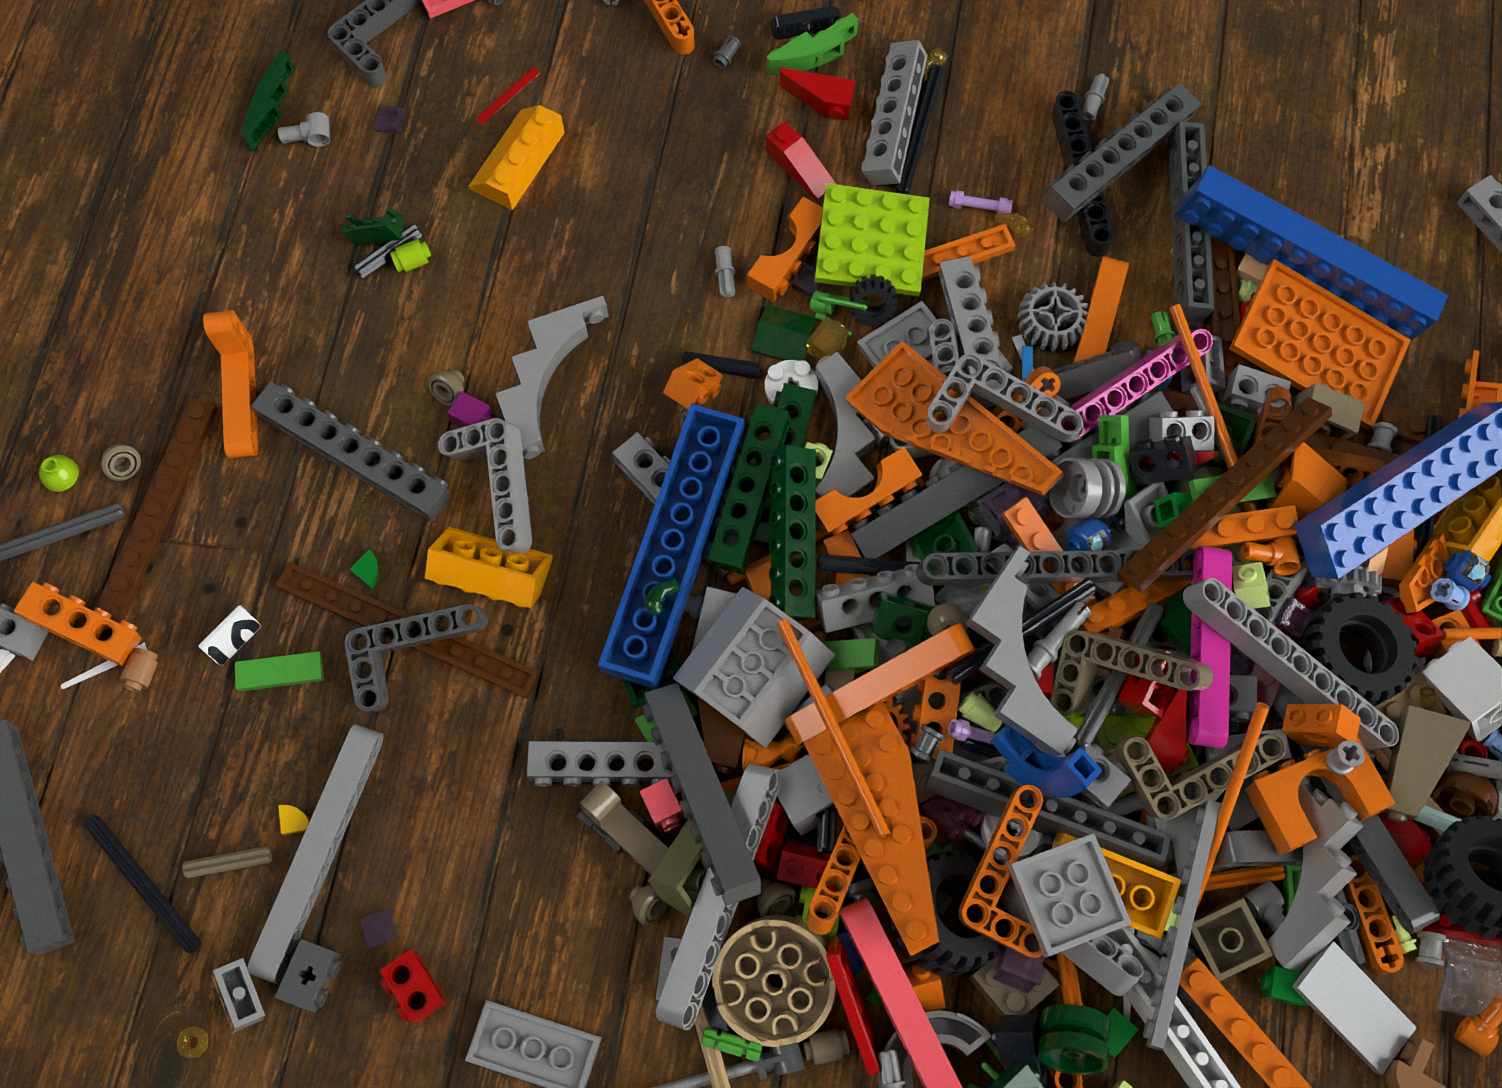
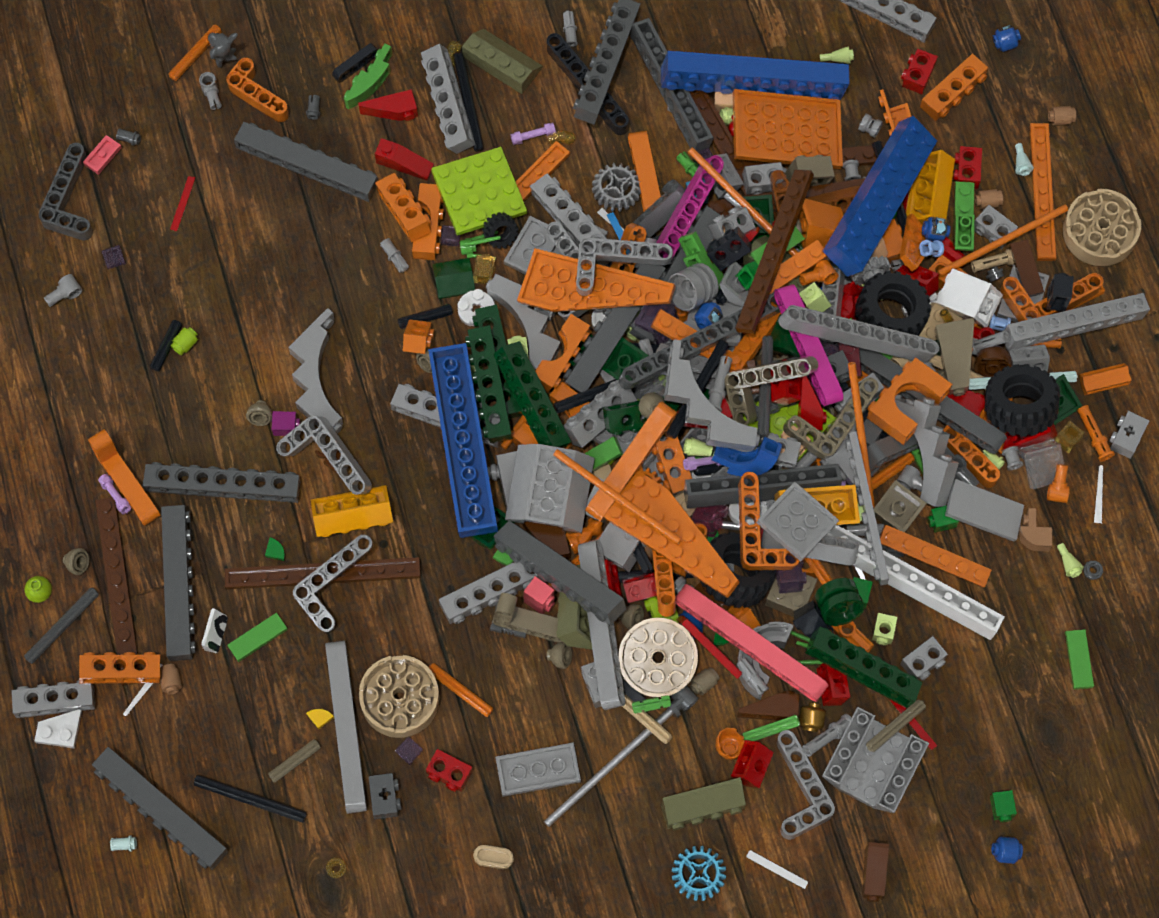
camera: 30 degrees left, 0 degrees up
(214, 417) = (121, 503): none -> lavender bar
(221, 551) = (177, 583): none -> dark grey brick
(237, 995) = (349, 826): light grey brick -> none
(264, 108) = (25, 287): dark green slope -> none
(374, 229) = (151, 334): dark green hinge -> none
(430, 864) = (399, 716): none -> tan brick
(492, 880) = (461, 690): none -> orange axle
(519, 156) = (214, 241): light orange slope -> none
(657, 594) = (472, 472): dark green arm -> none
(681, 111) = (306, 161): none -> dark grey brick
(765, 216) = (403, 207): none -> orange brick
(927, 743) = (676, 480): dark grey bush -> none
(986, 97) = (501, 60): none -> olive slope
(1293, 617) = (848, 305): clear purple tile -> none
(1320, 724) = (891, 360): orange brick -> none
(1336, 757) = (916, 367): light grey bush -> none
(1432, 387) = (870, 125): none -> light grey wheel
(1440, 282) = (842, 55): none -> yellowish green cone

